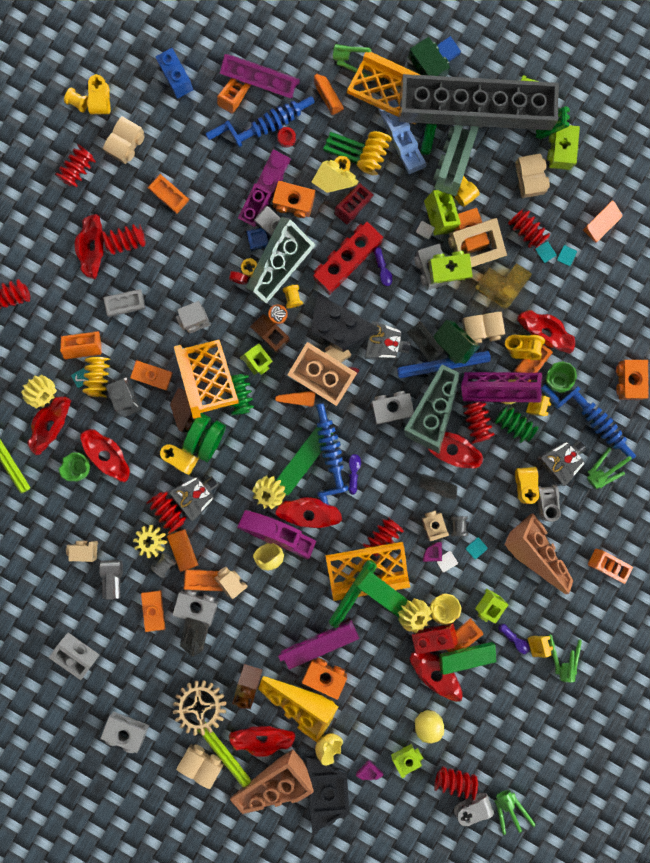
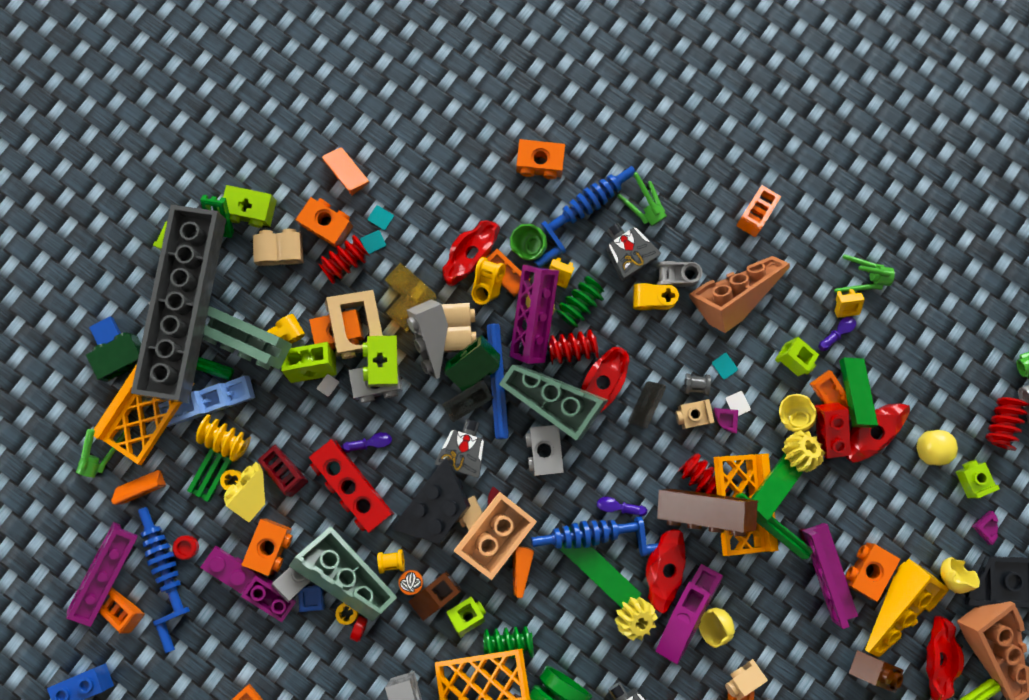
camera: 80 degrees left, 5 degrees down
(360, 539) = (707, 510): none -> brick
(476, 305) = (430, 331): none -> light grey slope
(560, 199) = (311, 218): none -> orange brick

